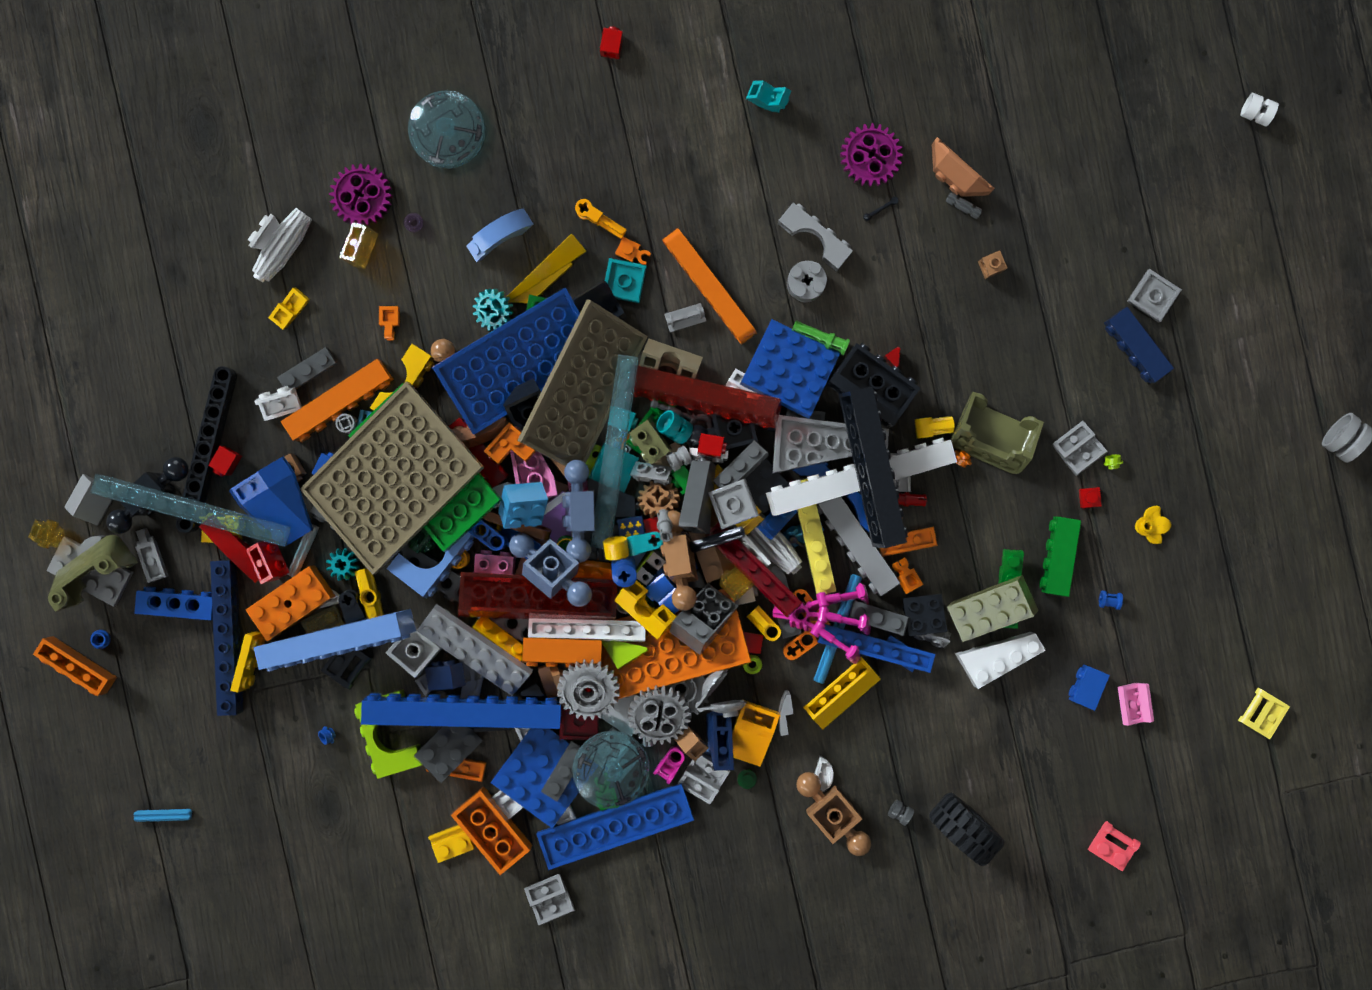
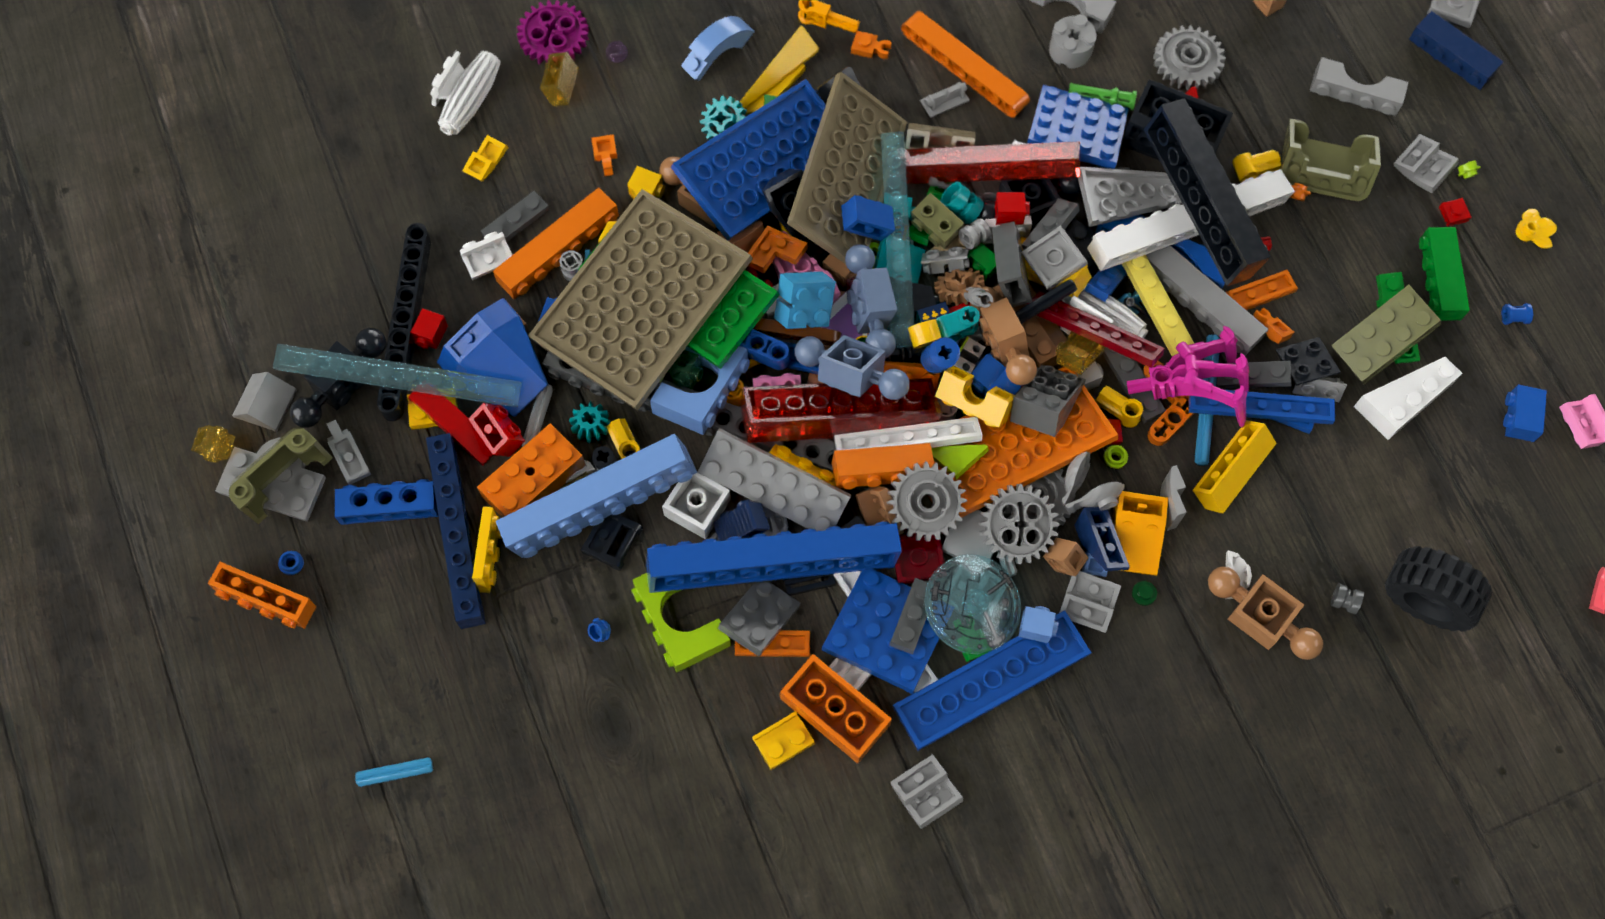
camera: 10 degrees left, 20 degrees down
(588, 436) = (868, 218): none -> blue brick
(625, 279) = (871, 72): teal tile -> none
(656, 795) = (1038, 624): none -> medium blue brick
(668, 766) = (1043, 592): dark pink piece -> none
(914, 303) = (1204, 59): none -> light grey gear
(1021, 356) = (1332, 81): none -> light grey arch

